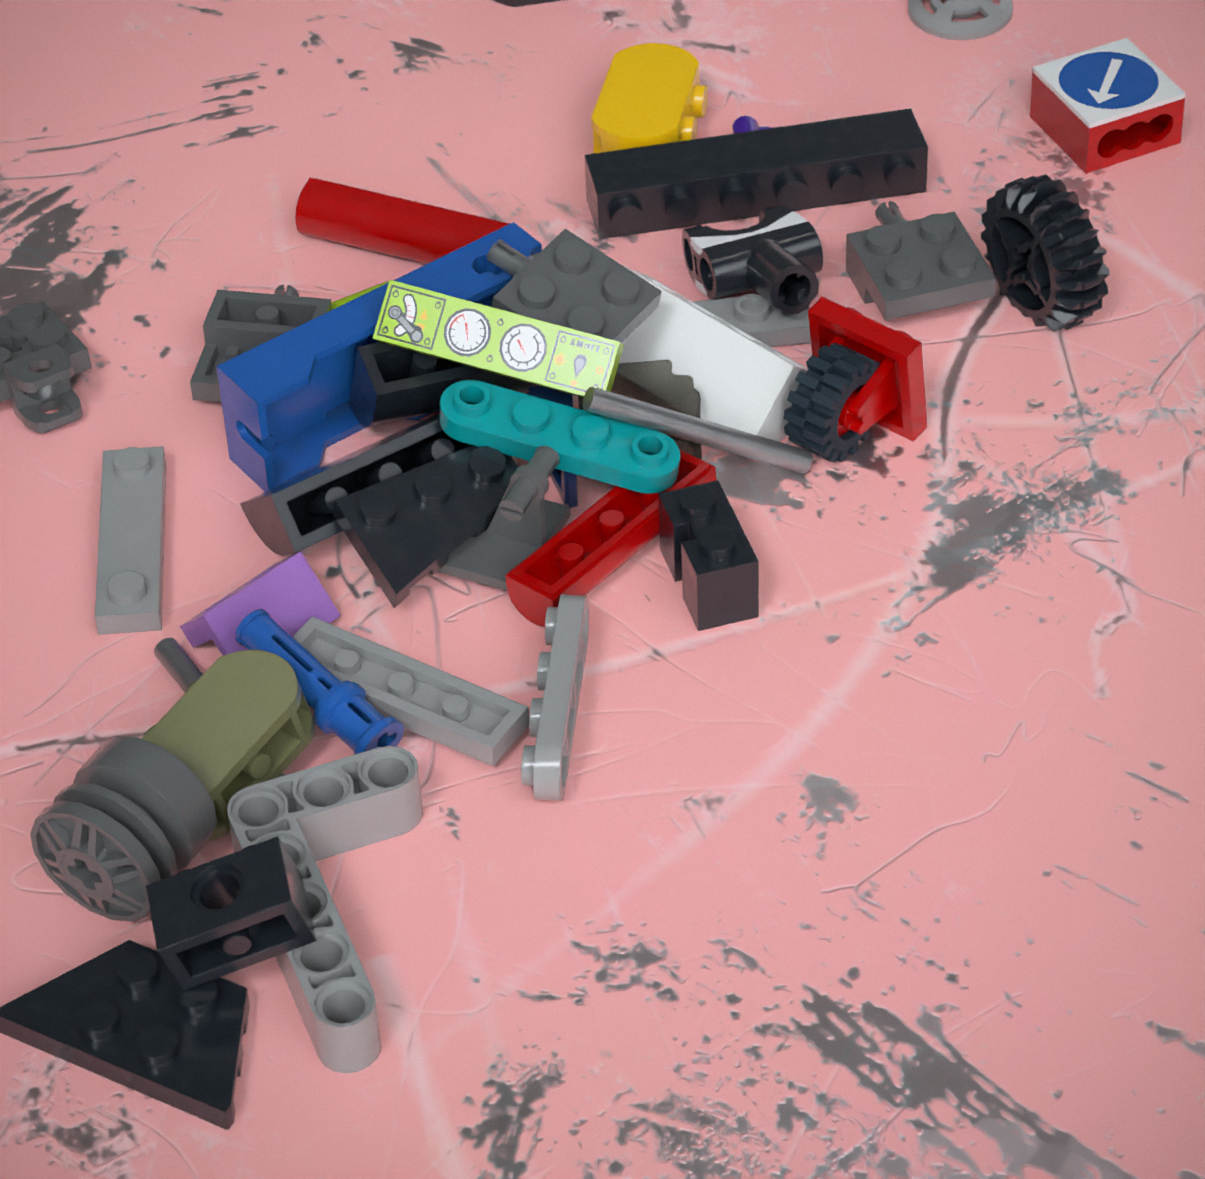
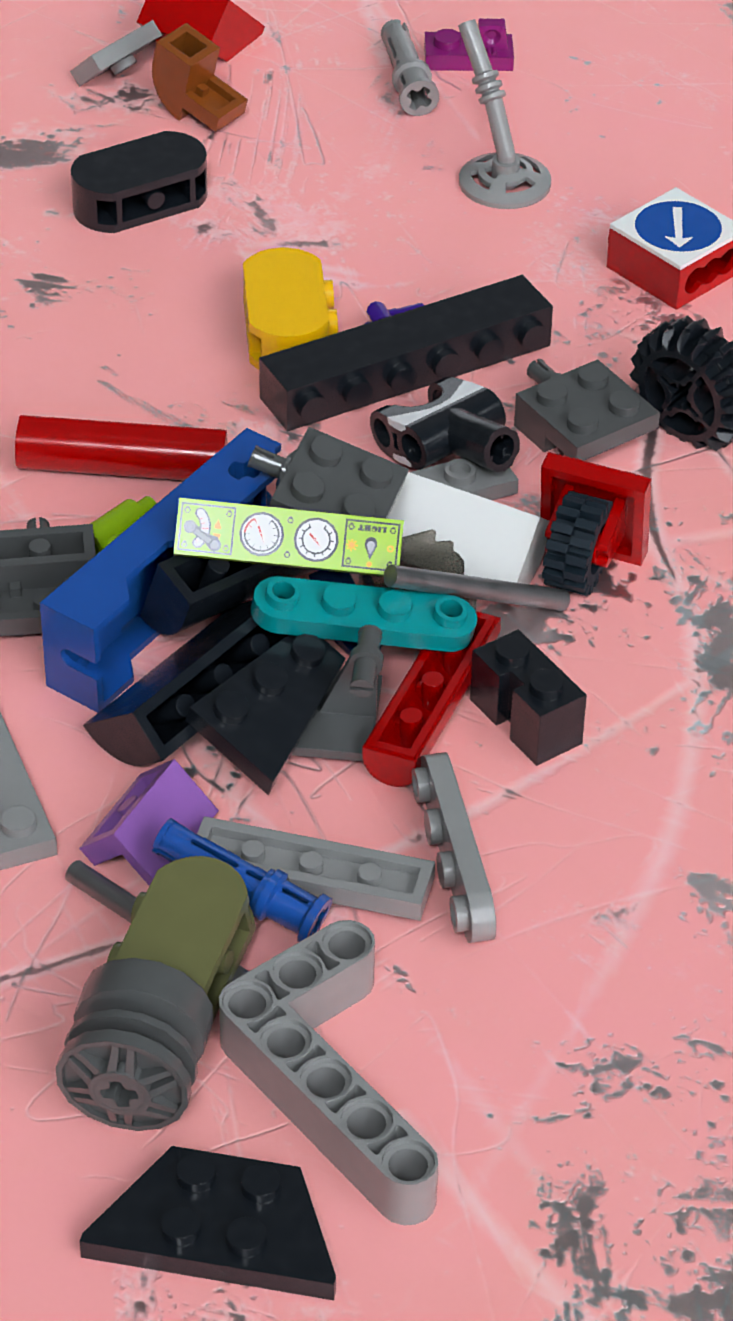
camera: 20 degrees left, 0 degrees up
(230, 913) = (268, 1132): black brick -> none

